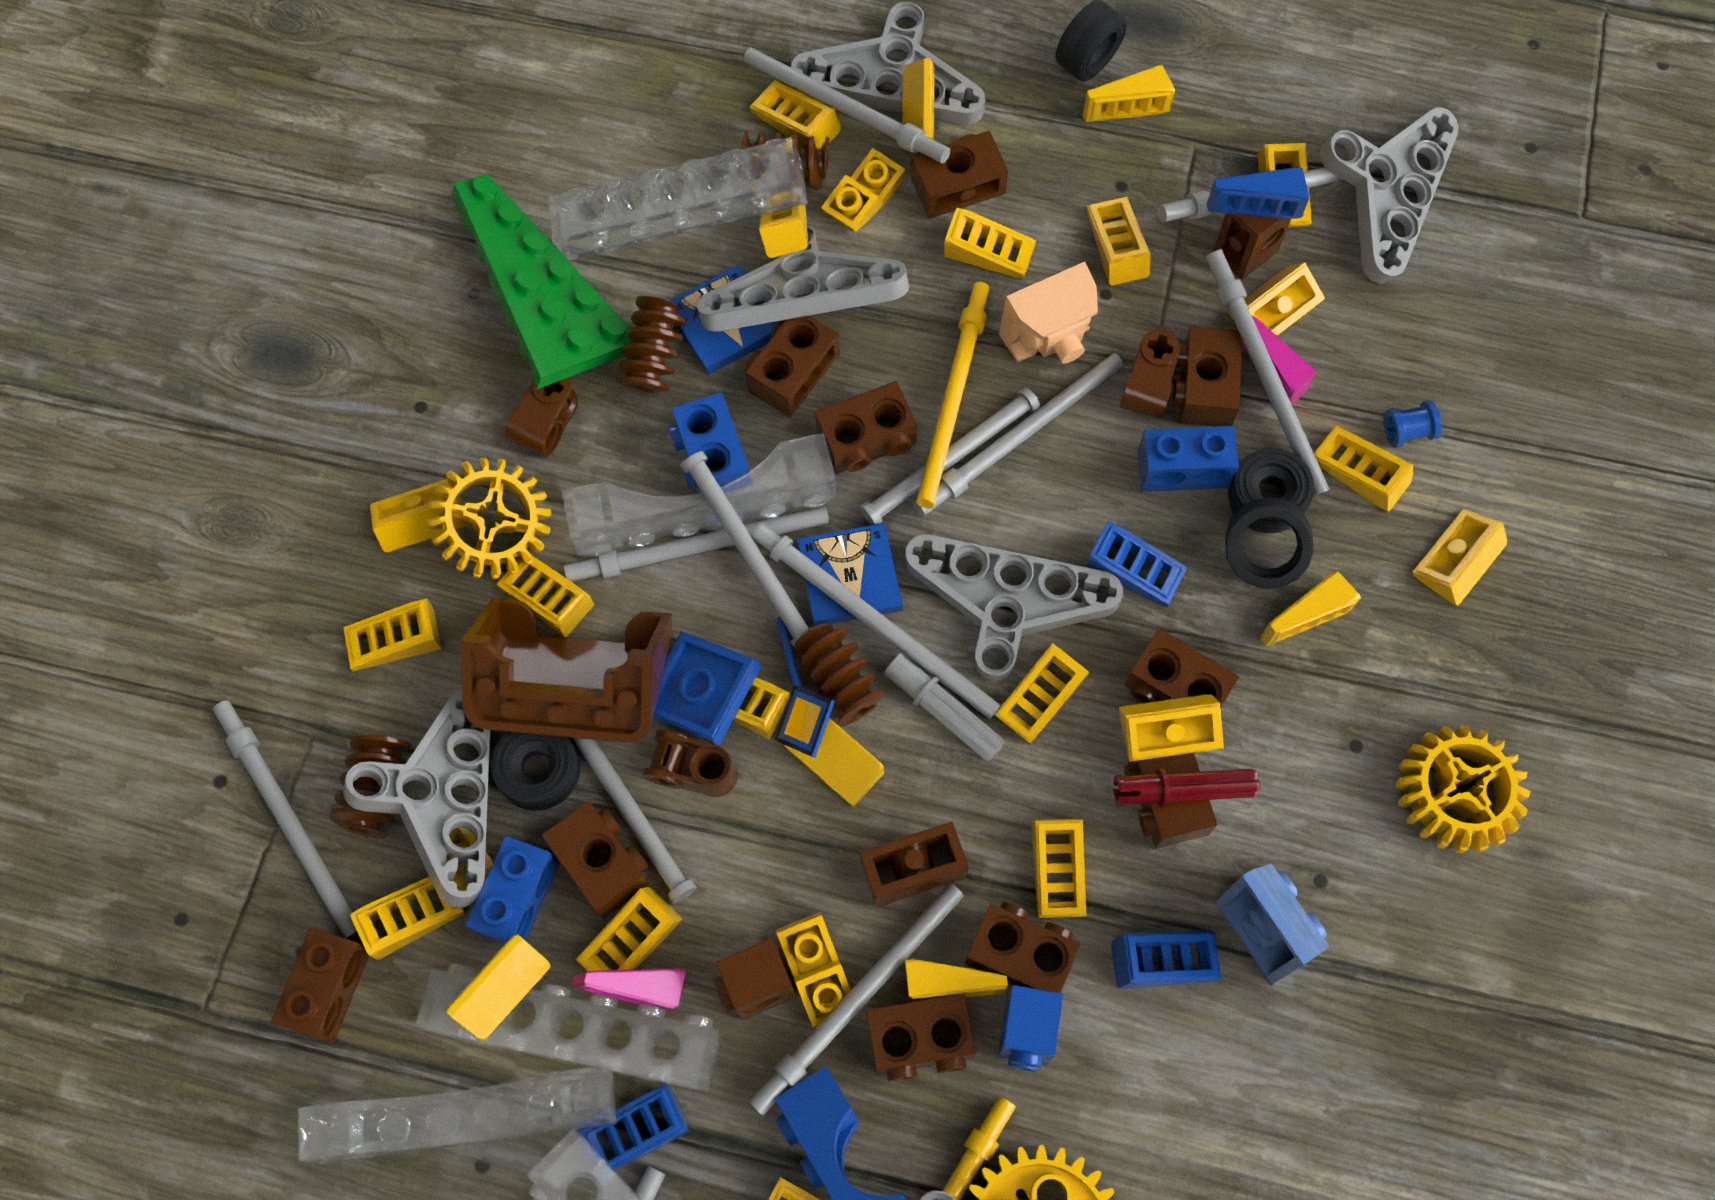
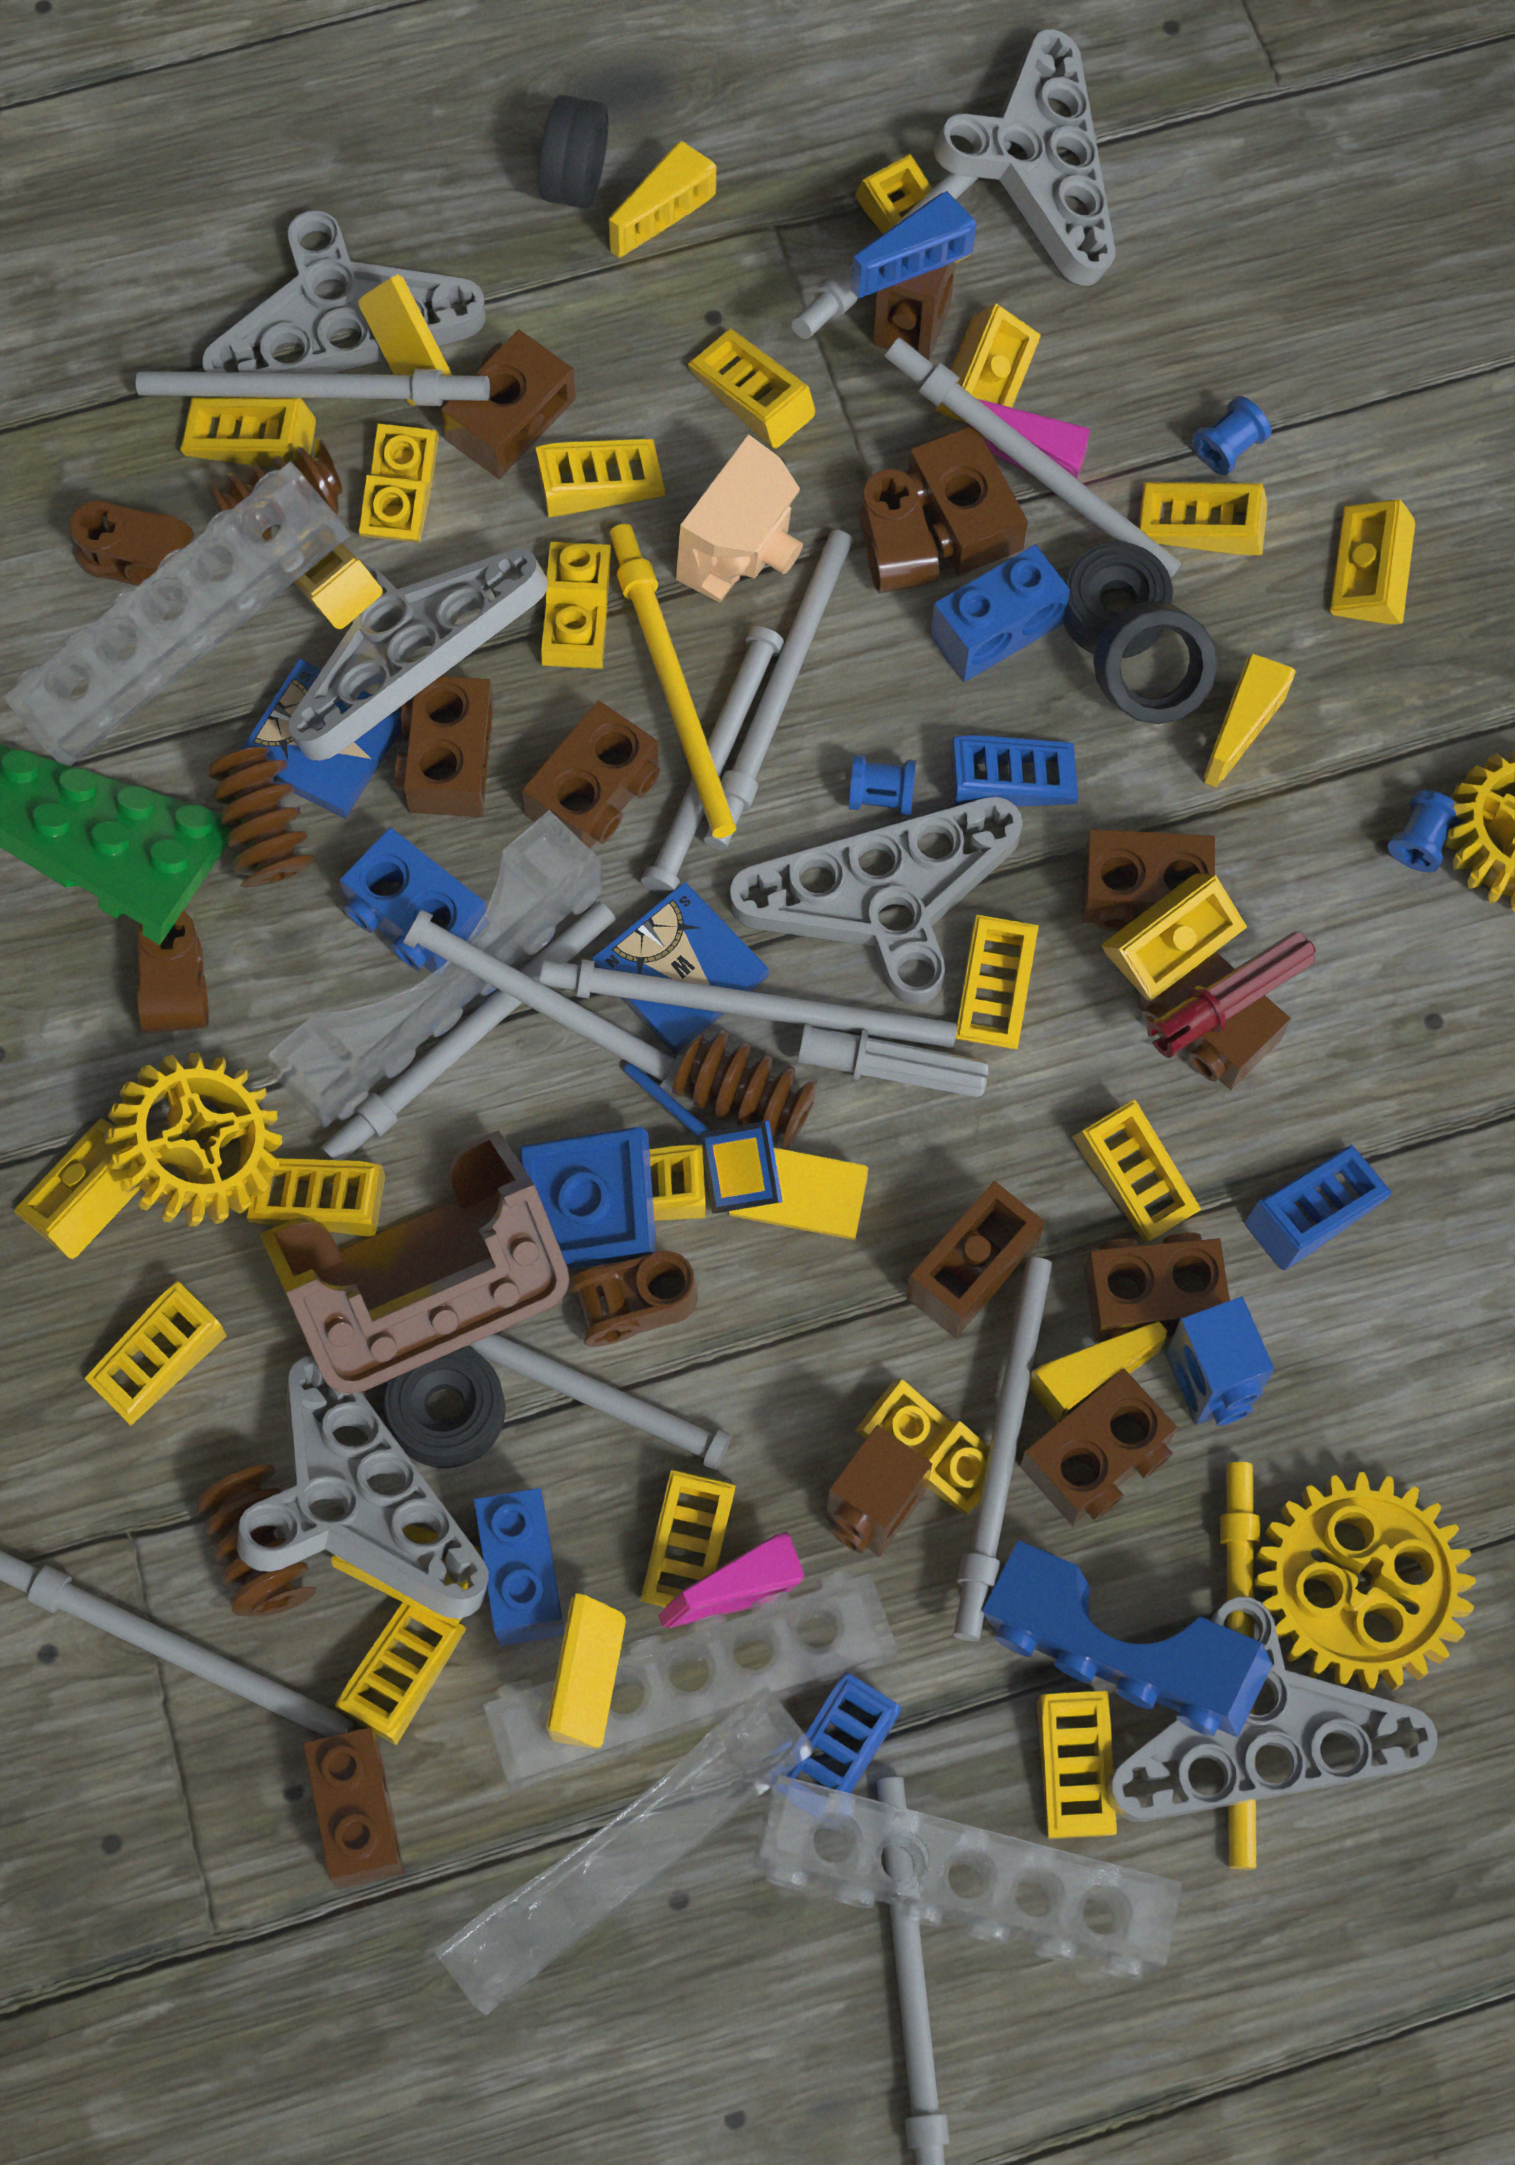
camera: 35 degrees left, 0 degrees up
(577, 838) = (616, 1500): reddish brown brick -> none
(677, 139) = (130, 545): none -> reddish brown piece
(926, 318) = (576, 605): none -> yellow slope
(1045, 528) = (882, 784): none -> blue bush
(1272, 922) = (1414, 1097): medium blue slope -> none
(1388, 750) = (1424, 831): none -> blue bush

